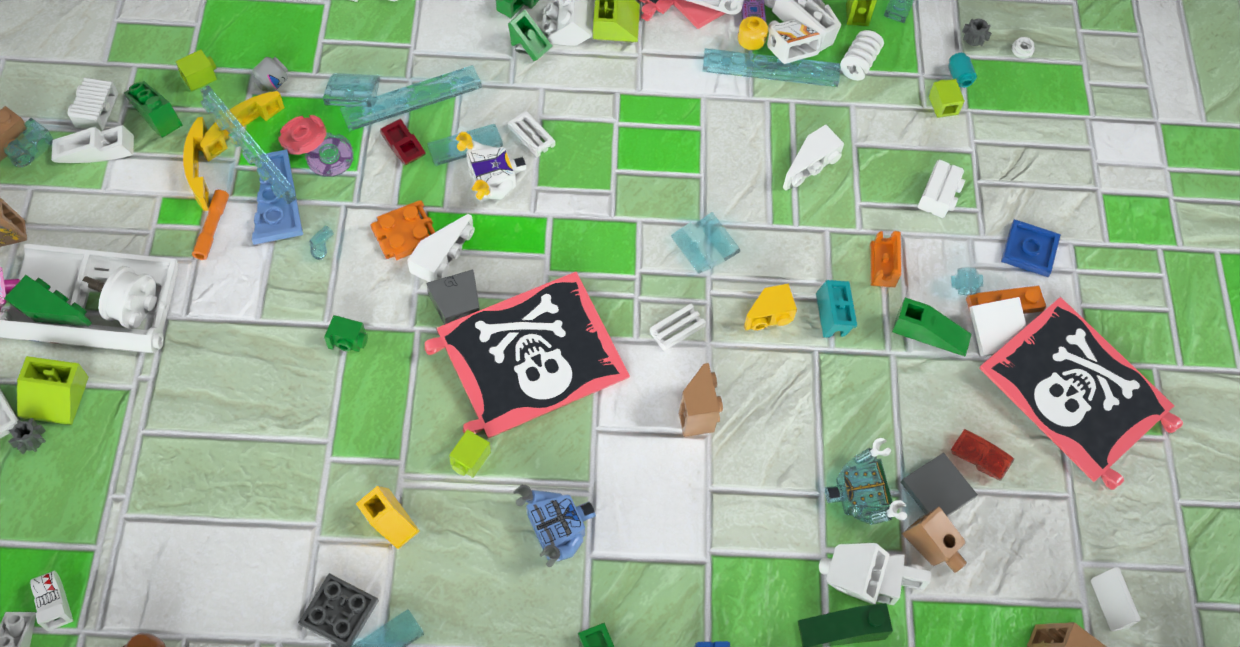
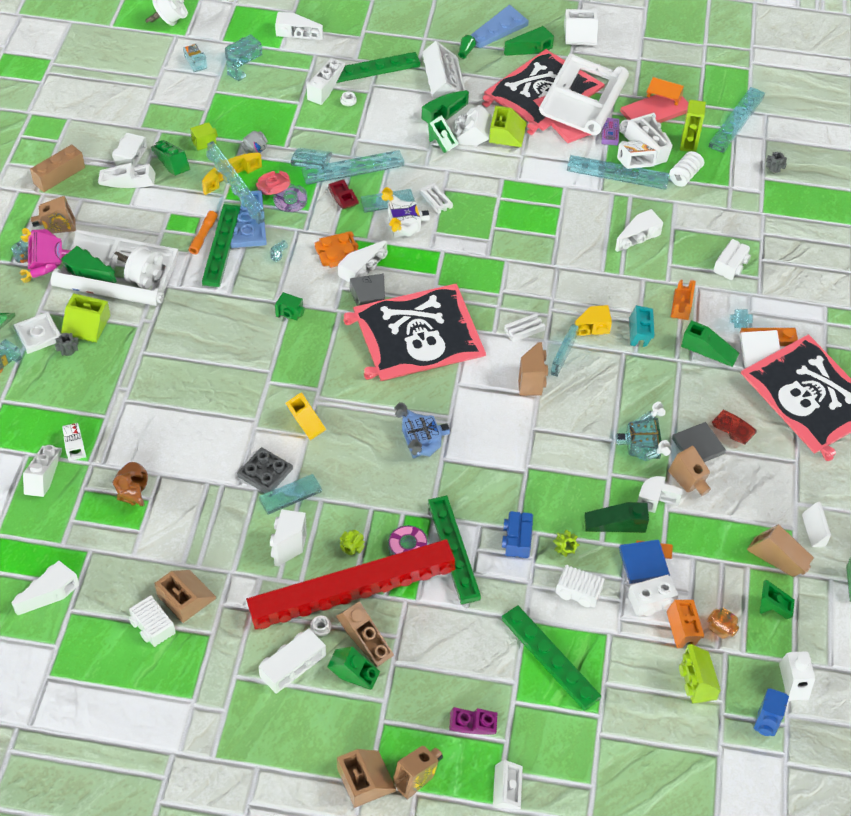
camera: 10 degrees right, 10 degrees down
(28, 144) = (83, 171): clear light blue leg -> none
(191, 162) = (195, 184): yellow slope -> none
(238, 245) = (221, 246): none -> green plate
(469, 454) = (367, 387): lime brick -> none
(705, 243) = (553, 278): clear light blue slope -> none
(737, 359) = (564, 350): none -> clear light blue tile
(752, 33) = (607, 147): yellow head -> none
(856, 570) = (629, 481): white torso -> none
(946, 98) = (745, 202): lime brick -> none
(962, 69) = (760, 185): teal brick -> none
(1023, 47) = (810, 175): white plate -> none
(1031, 248) = (794, 304): blue tile -> none

